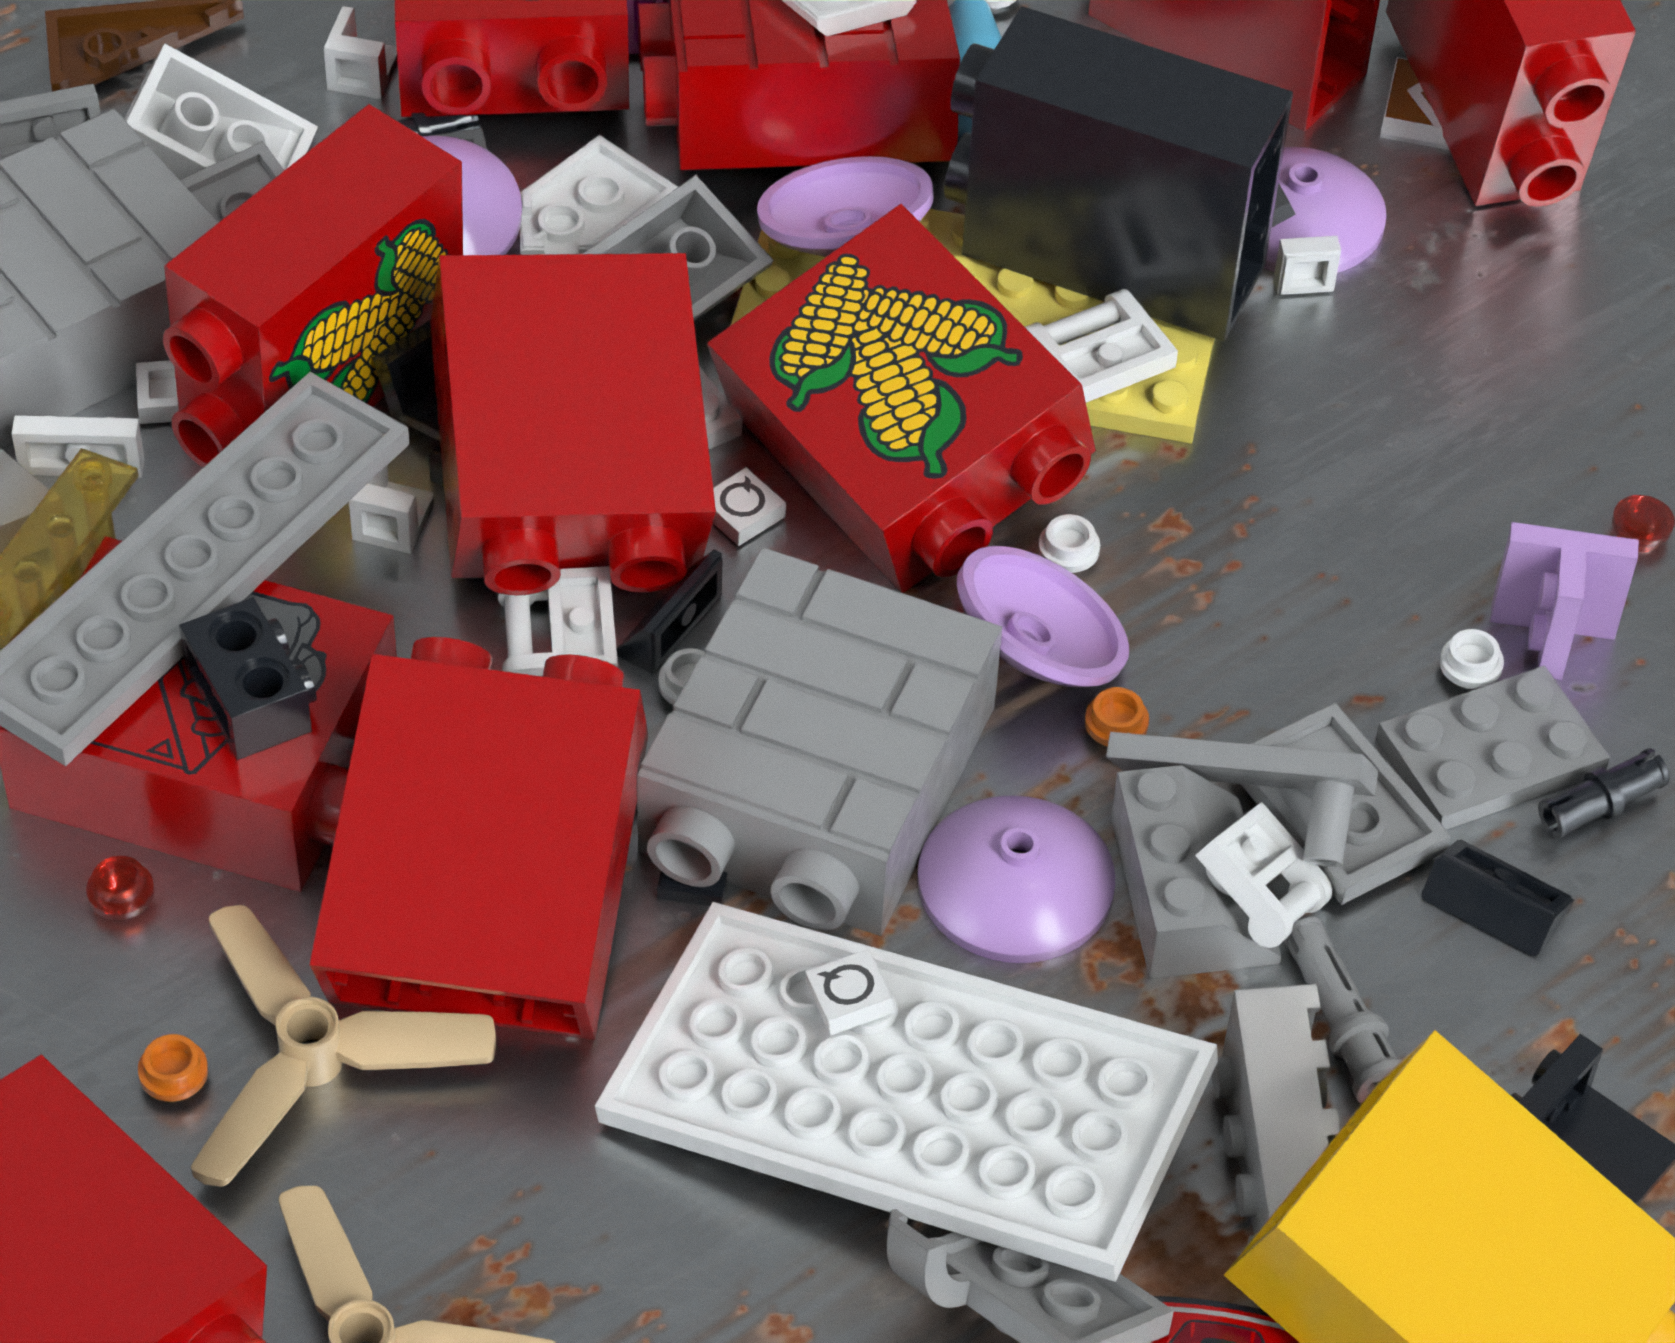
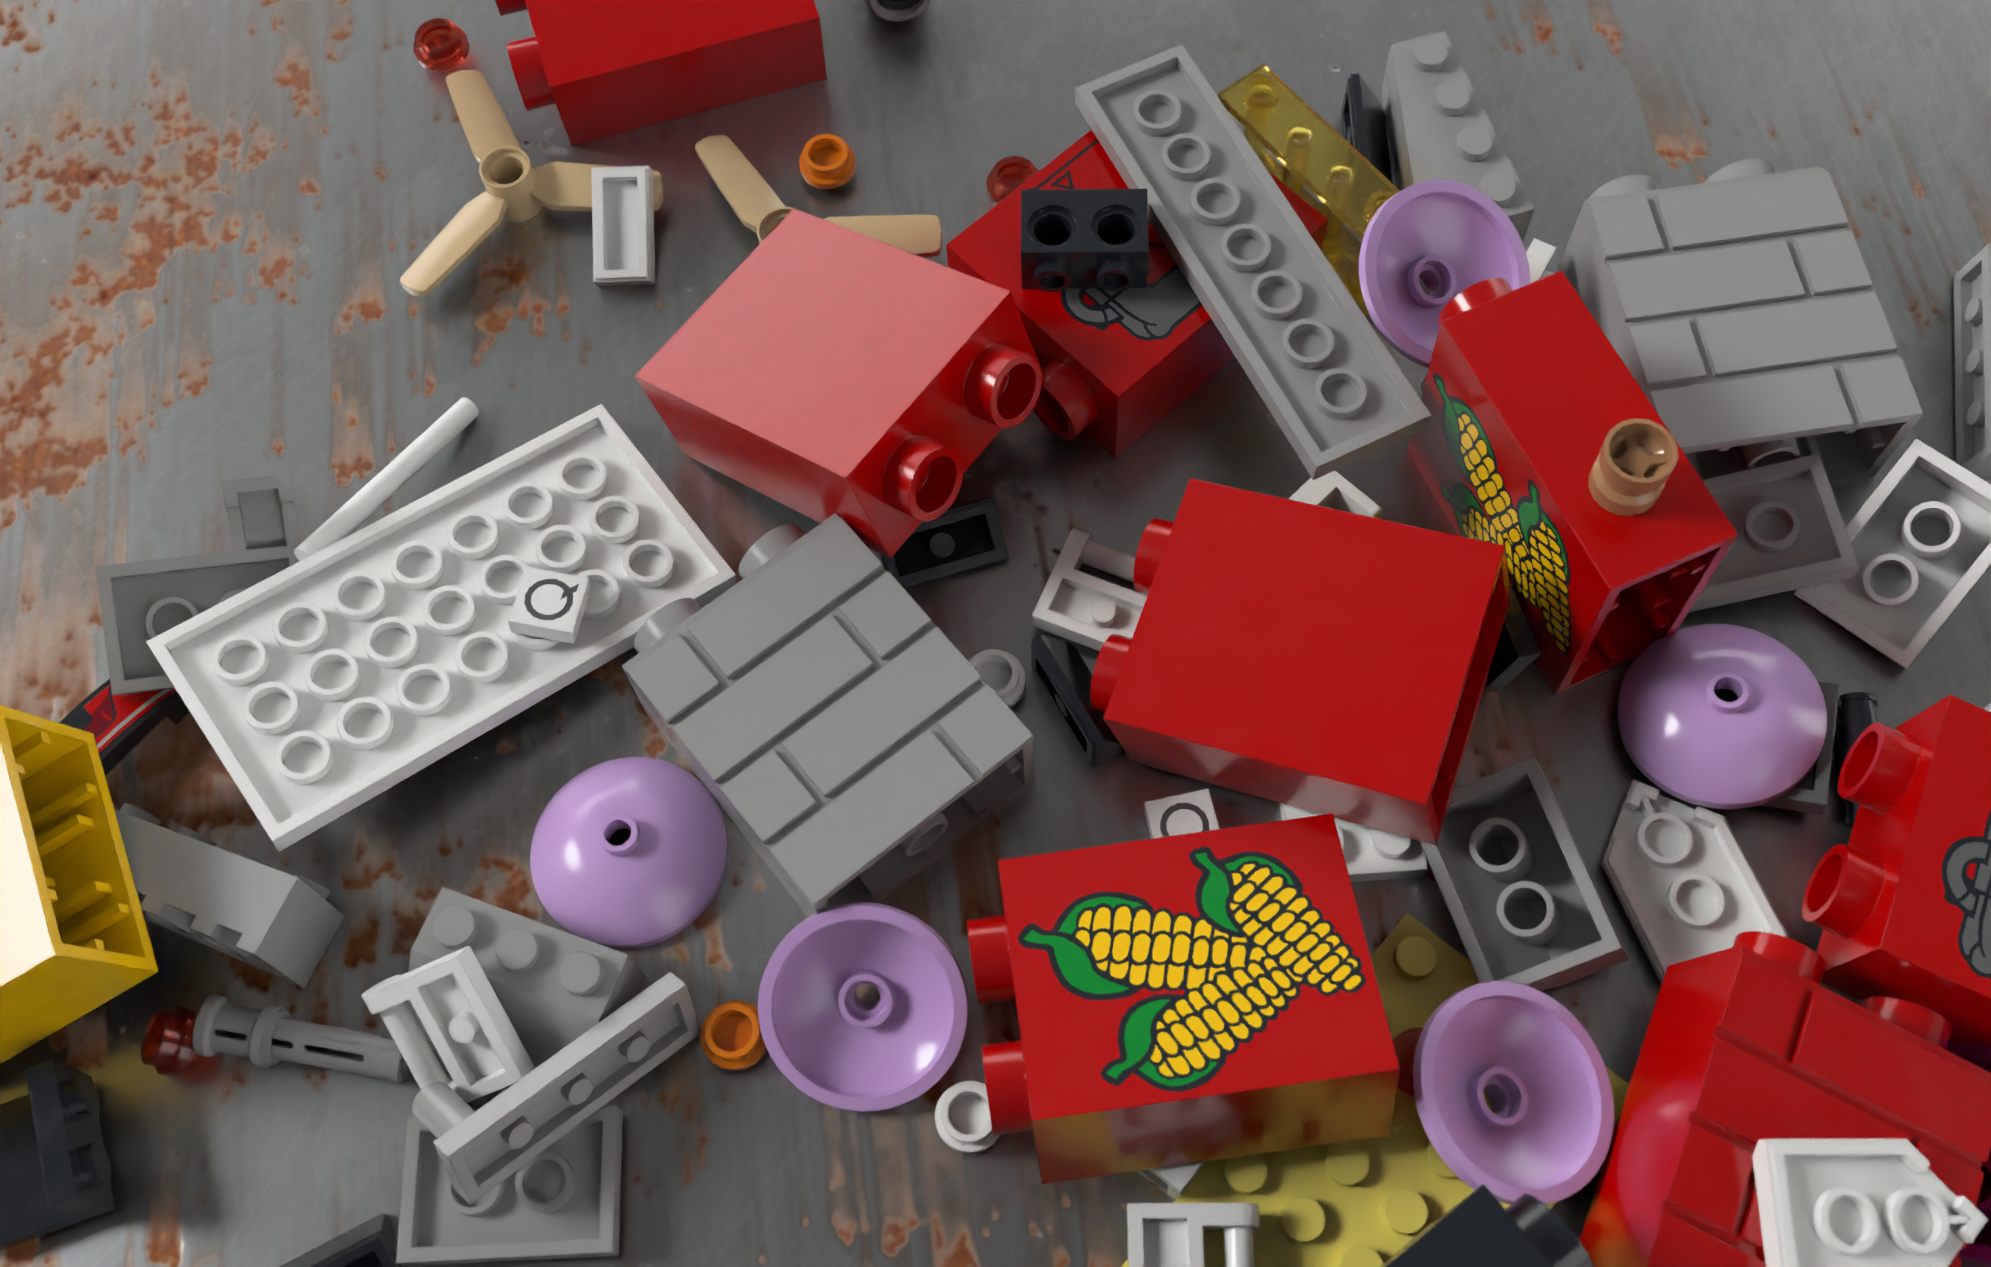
camera: 125 degrees right, 15 degrees up
(145, 418) = (1448, 240): none -> lavender dish
(359, 154) = (1644, 455): none -> medium nougat wheel
(363, 1202) = (623, 226): none -> white tile
(783, 1238) = (390, 479): none -> white bar

